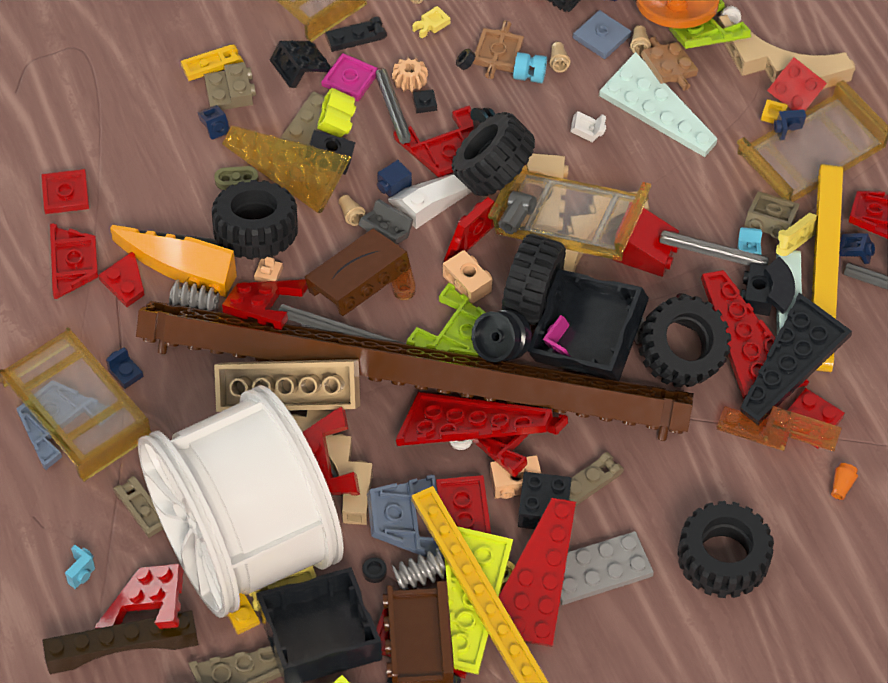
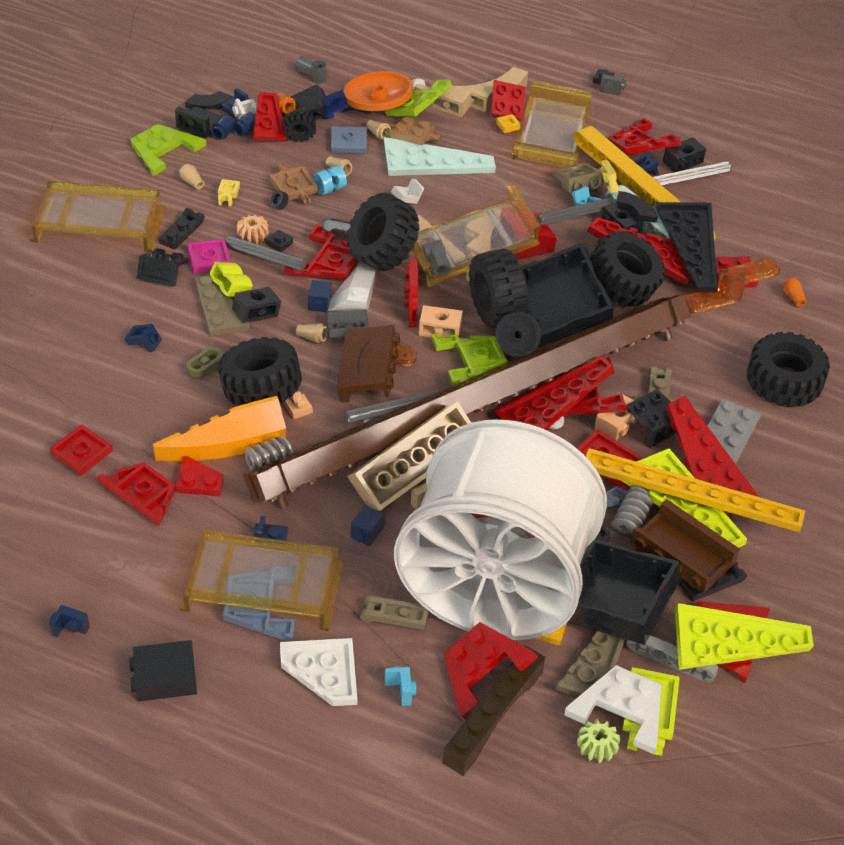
camera: 45 degrees left, 10 degrees down
(42, 508) = (323, 668): none -> white plate
(196, 412) = (367, 525): none -> dark blue brick
(210, 62) = (95, 303): yellow plate -> none
(230, 87) = (128, 309): dark tan plate -> none
(257, 298) = (319, 424): red wing -> none
(298, 167) = (223, 329): clear yellow wing -> none
(554, 334) = (546, 323): dark pink bracket -> none
(789, 120) = (527, 121): dark blue bracket -> none

